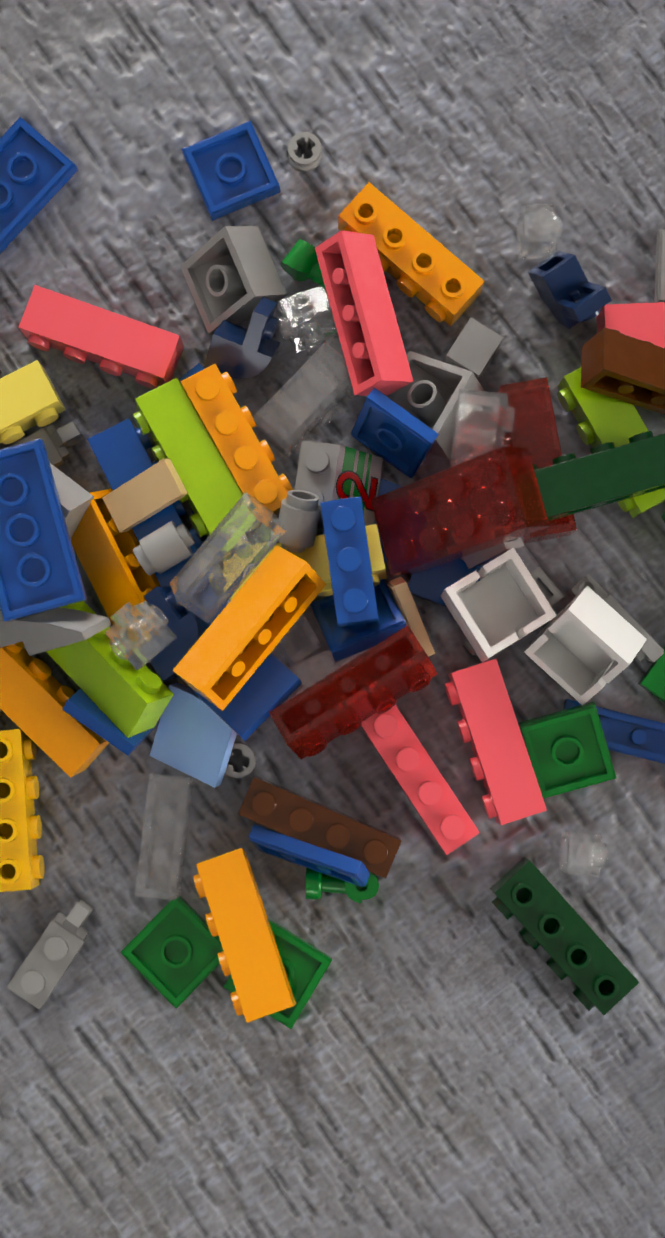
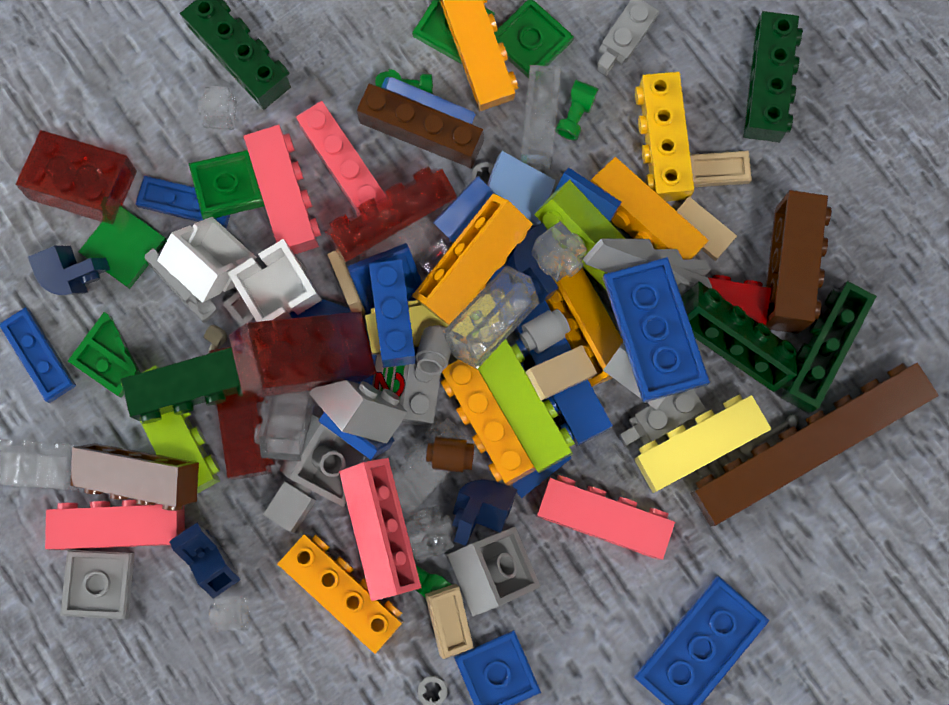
camera: 175 degrees left, 5 degrees down
(112, 862) = (581, 101): none -> green leg
(279, 399) = (450, 454): none -> reddish brown brick
(284, 222) = (449, 621): none -> tan tile
(388, 449) = (361, 409): none -> light grey slope
(570, 558) = (216, 336): none -> dark tan hand

